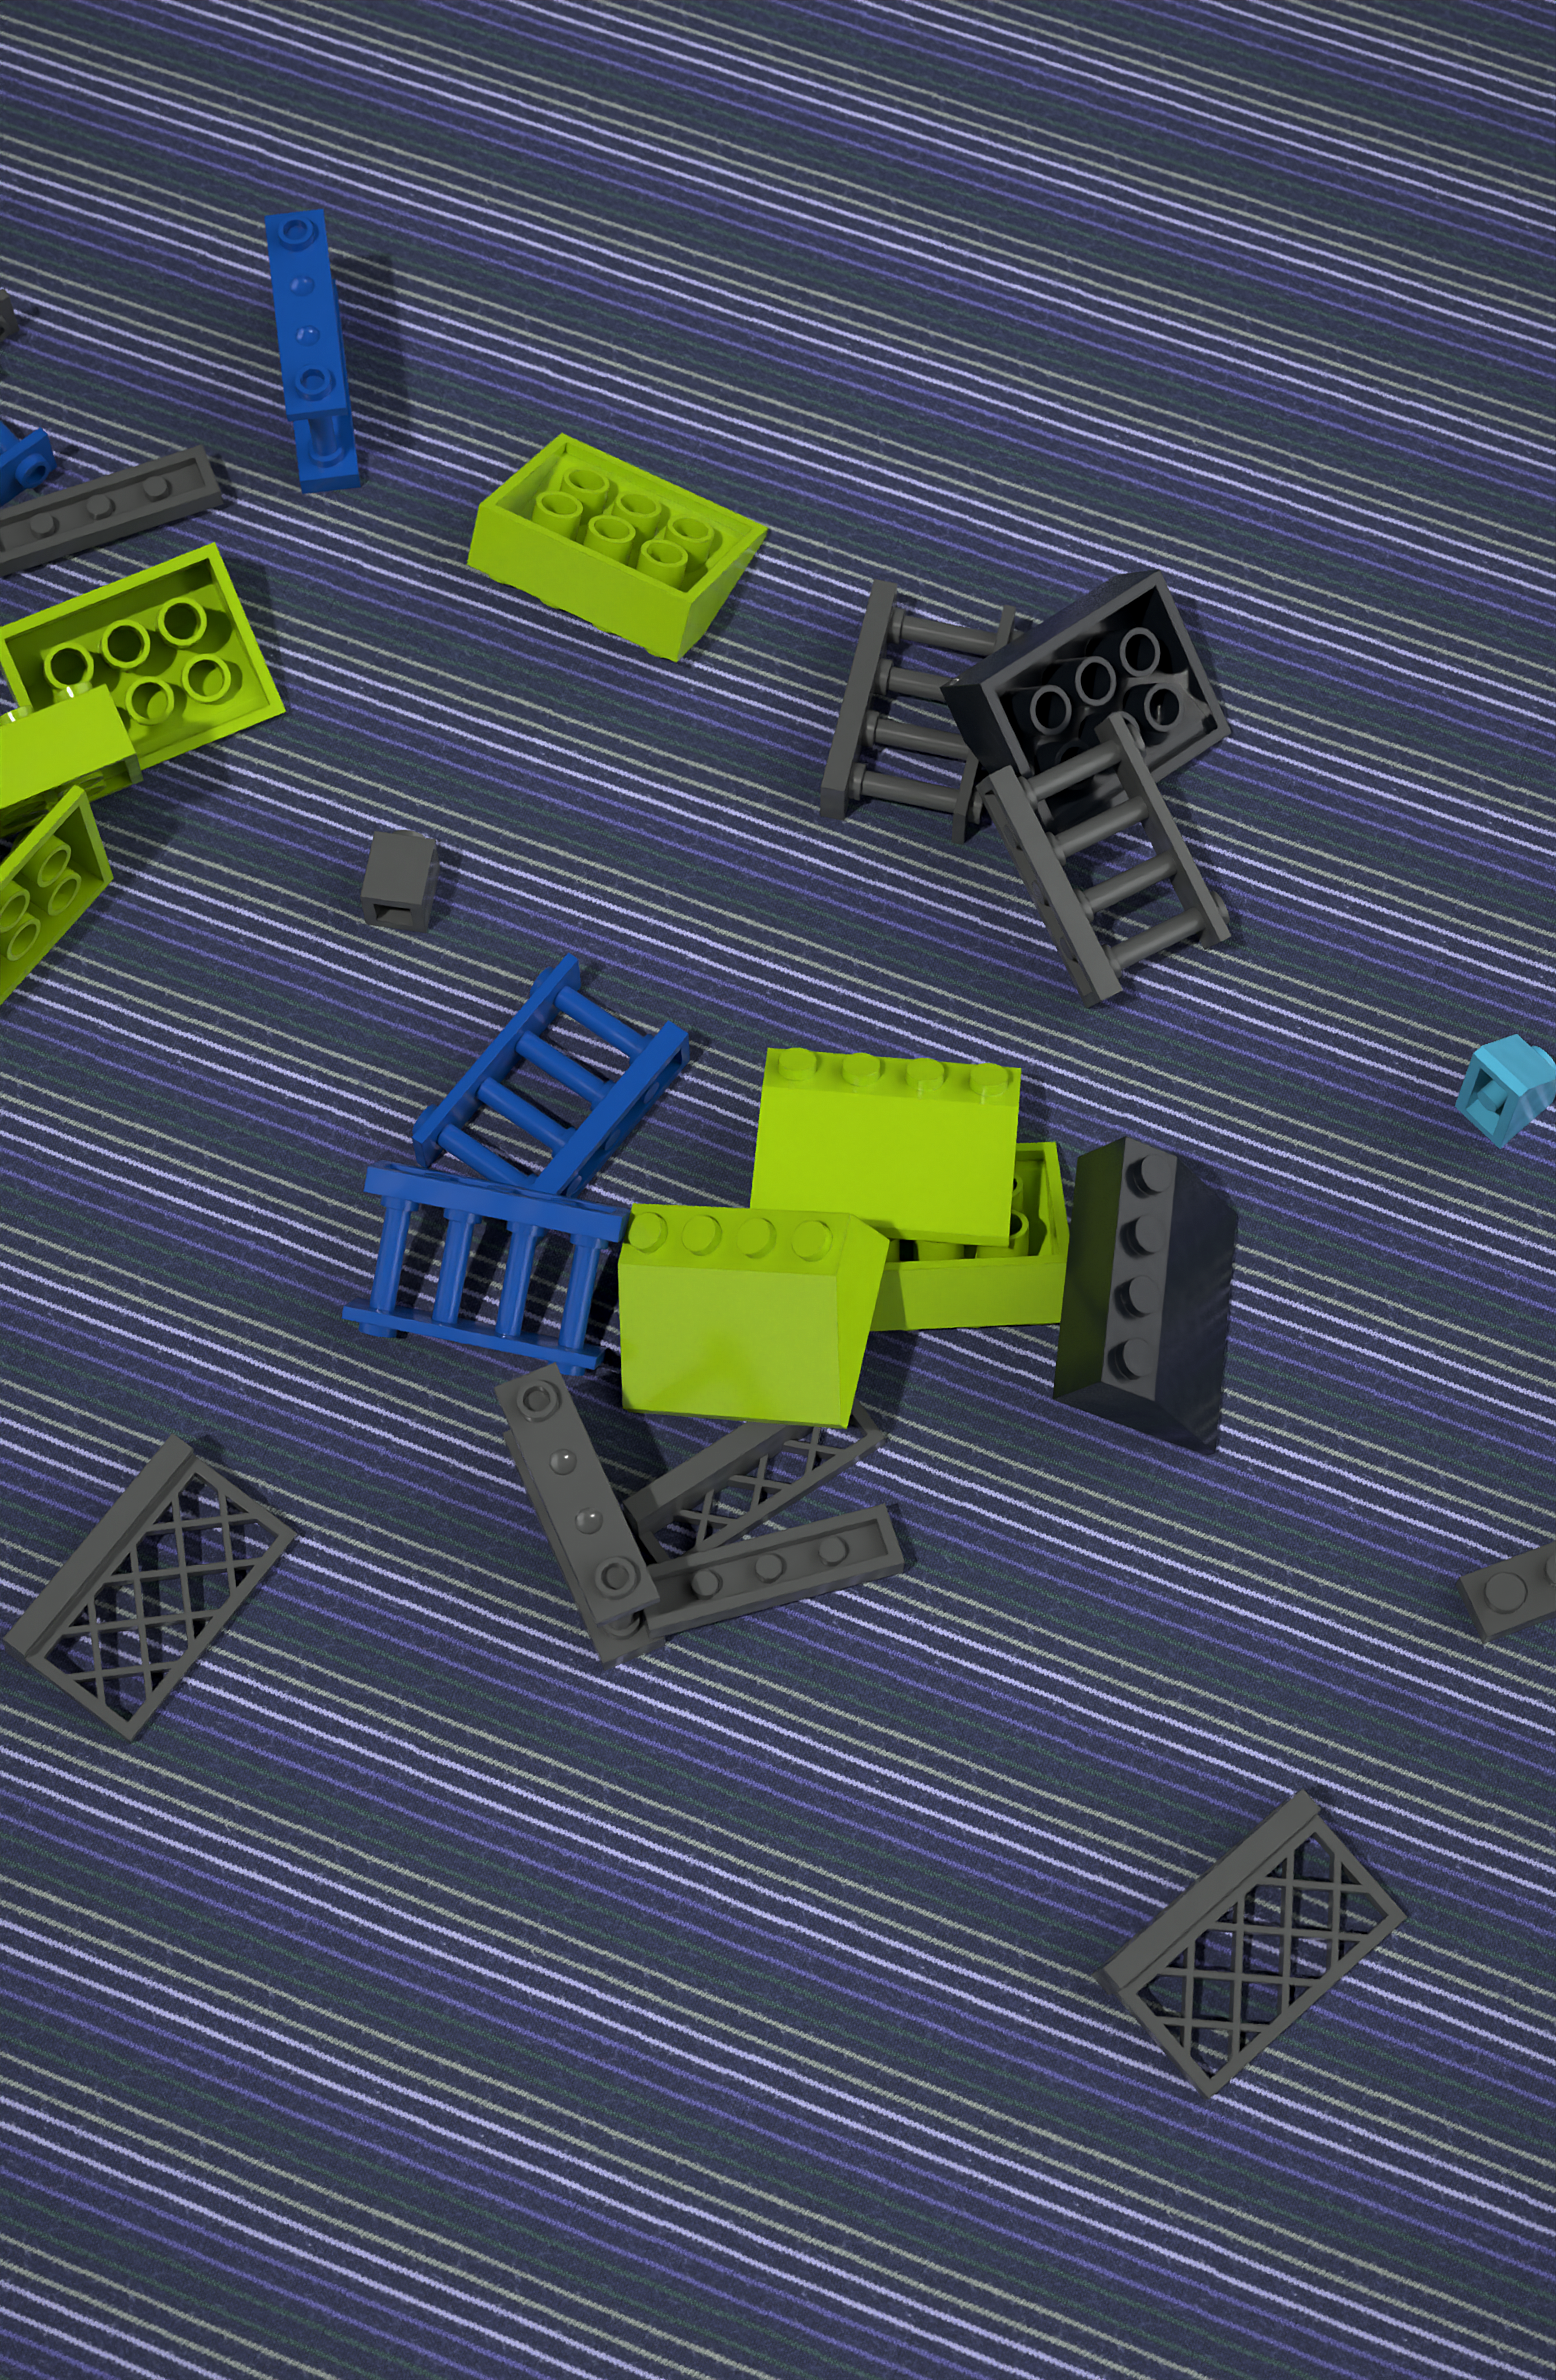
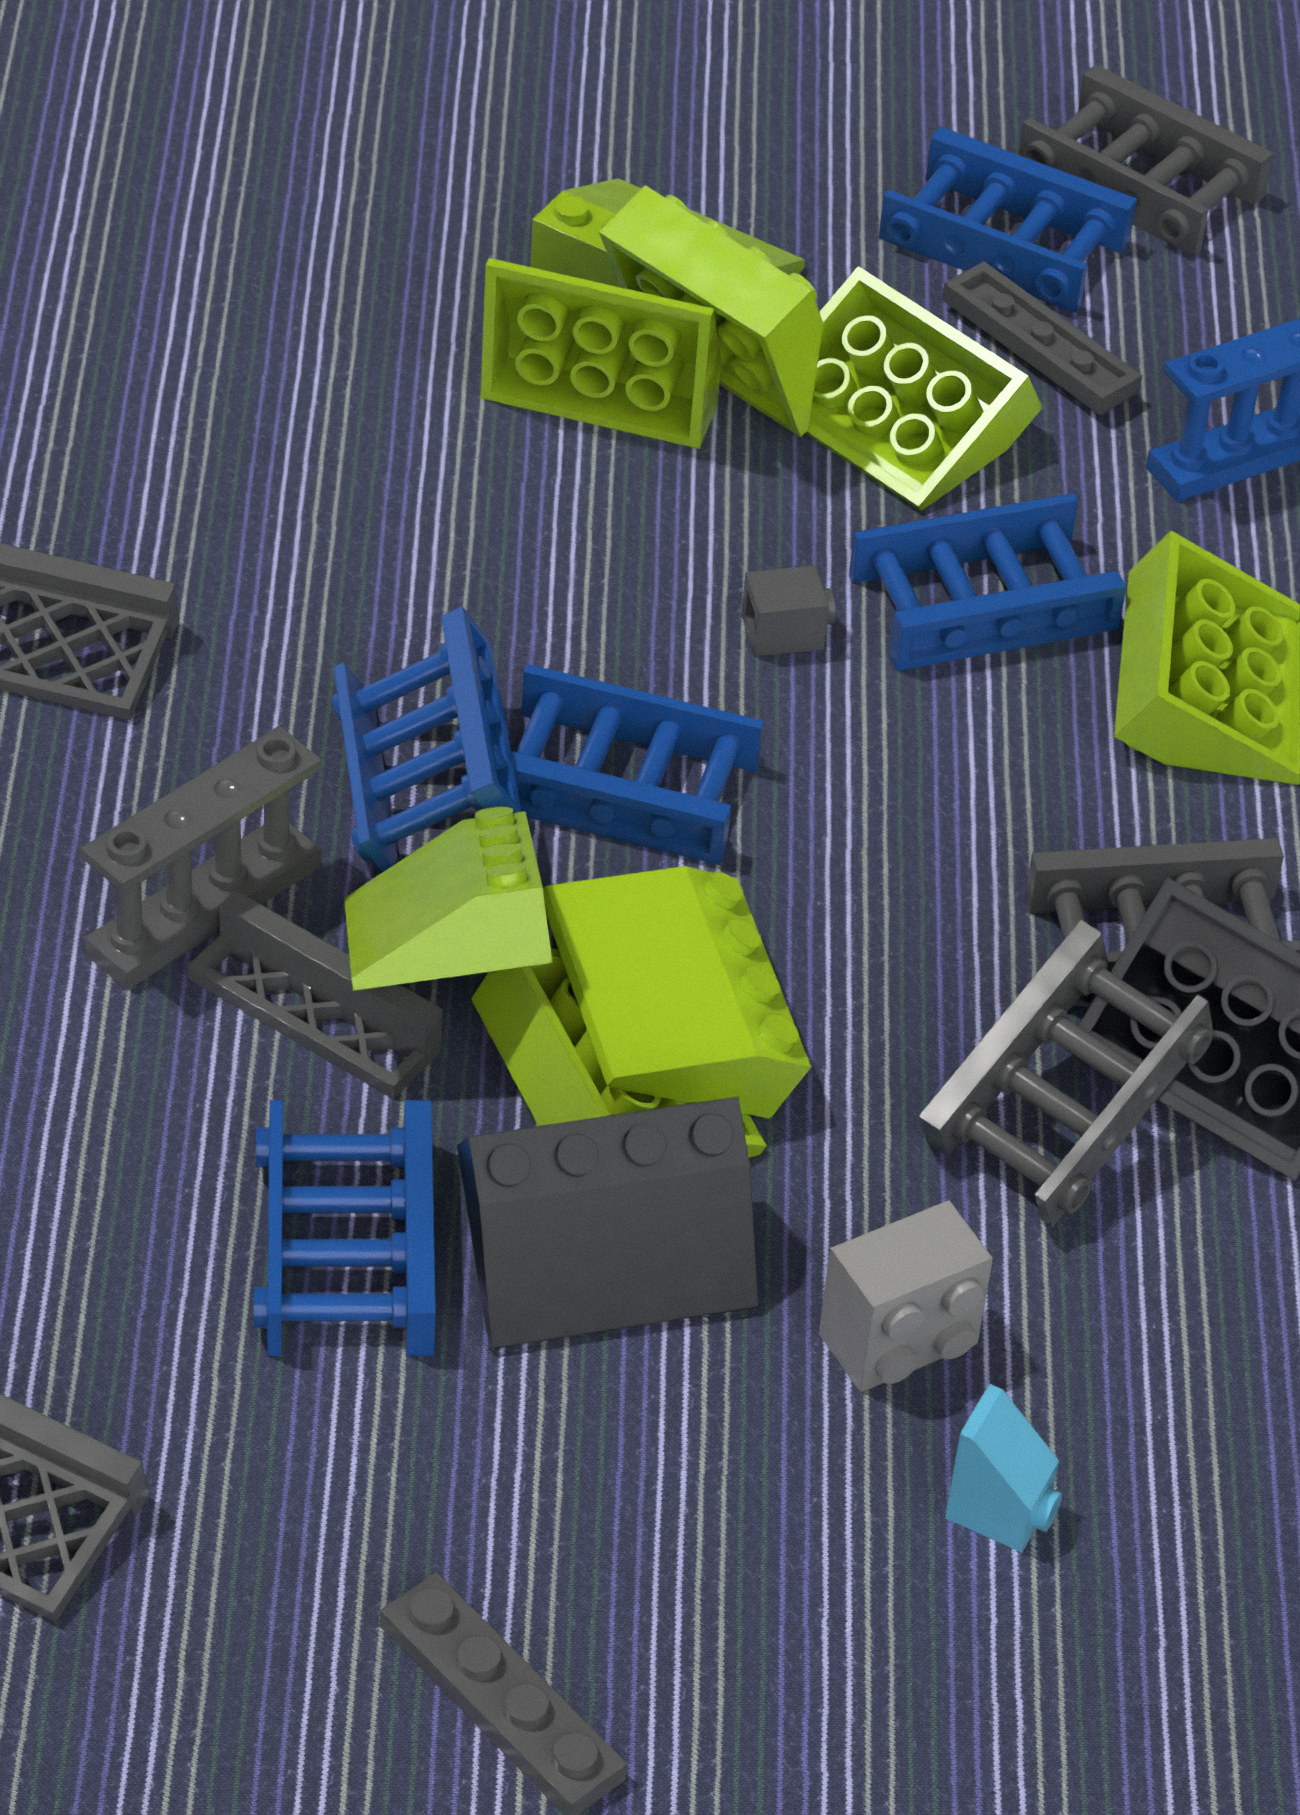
camera: 65 degrees right, 20 degrees down
(474, 719) = (993, 621): none -> blue fence
(772, 1570) = (217, 1023): dark grey plate -> none
(1038, 1466) = (406, 1252): none -> blue fence
(1308, 1087) = (905, 1296): none -> light grey brick

